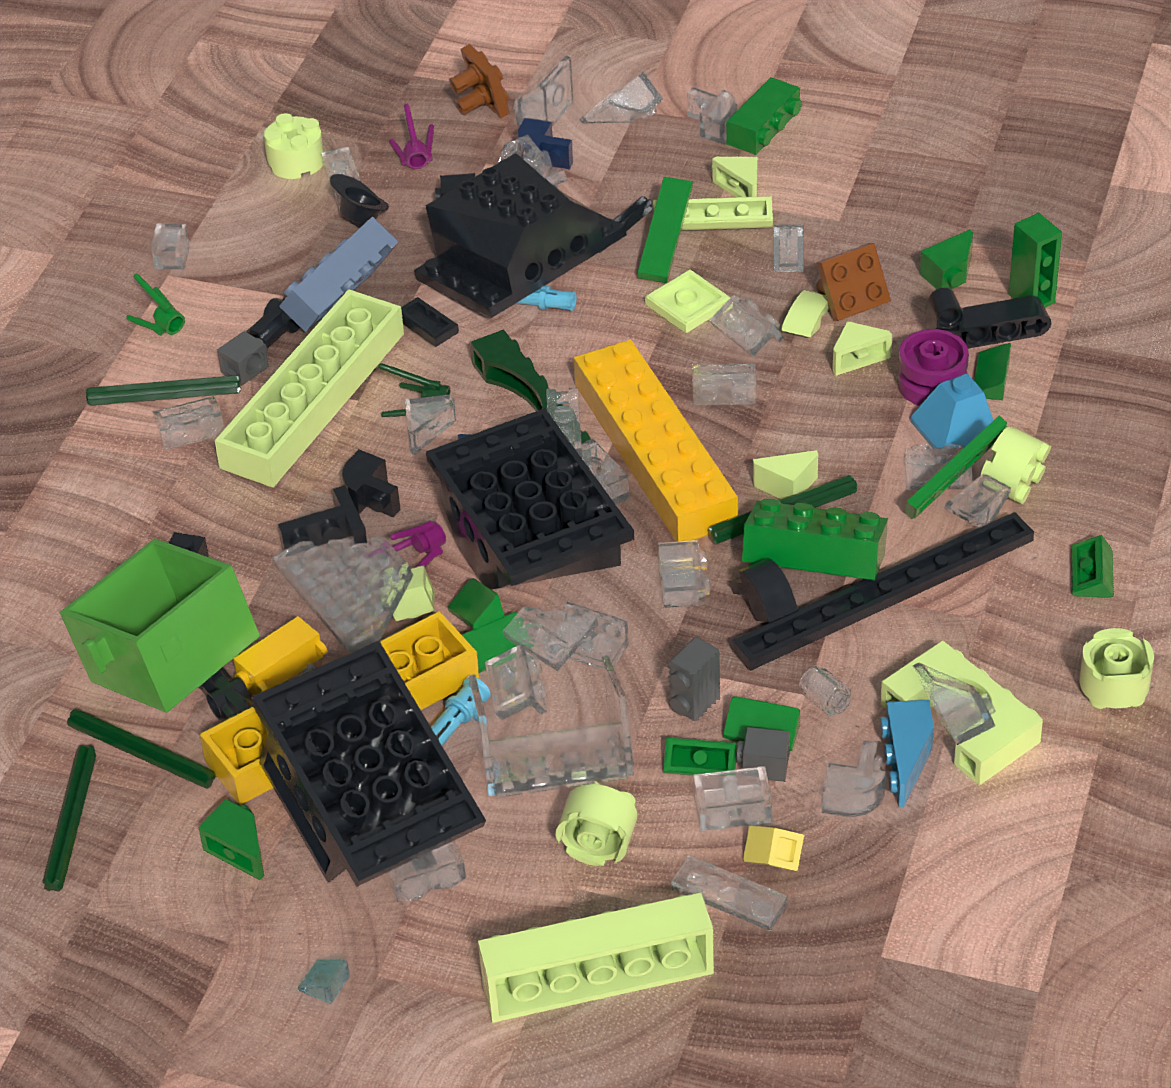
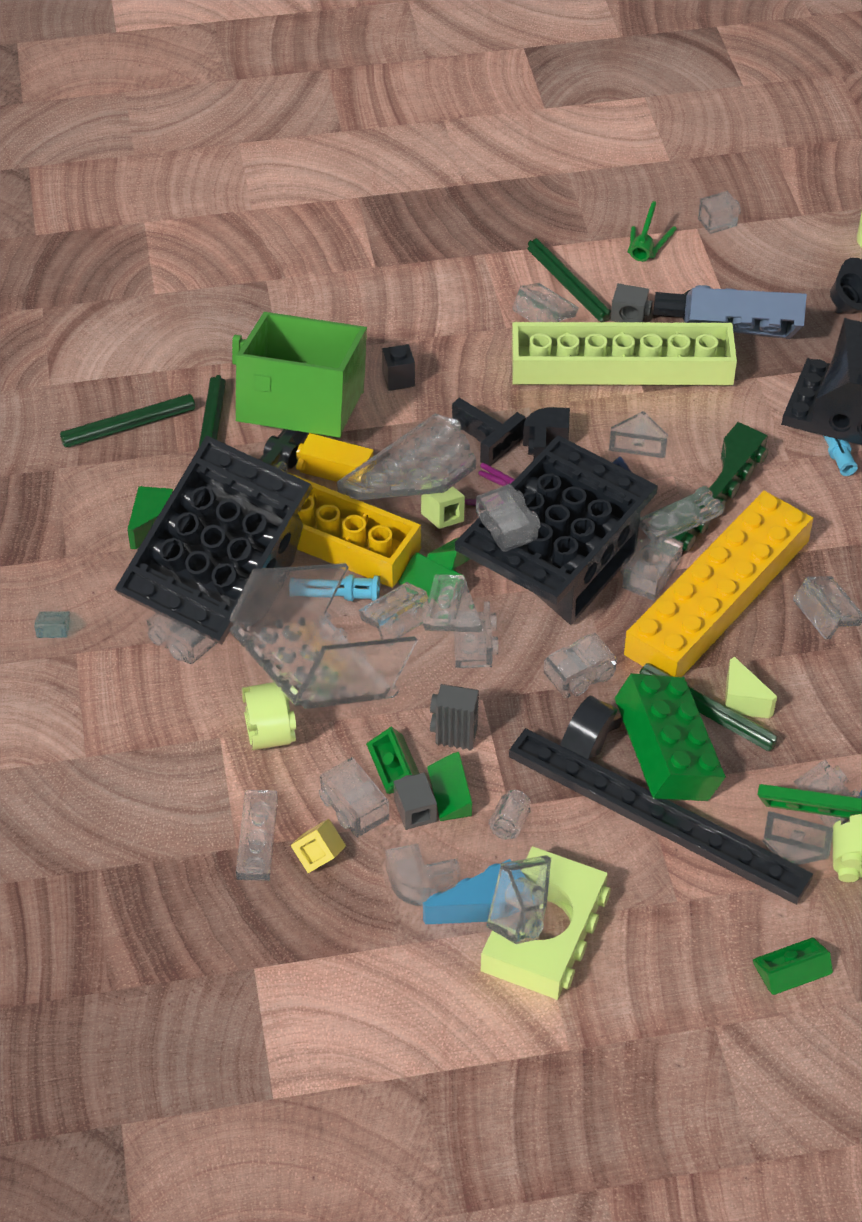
camera: 60 degrees right, 5 degrees up
(428, 322) = (754, 391): black plate -> none
(430, 387) = (674, 425): dark green plant -> none
(518, 521) = (507, 517): none -> clear brick
(596, 957) = (136, 769): yellowish green brick -> none
(1116, 669) = (662, 1021): yellowish green brick -> none

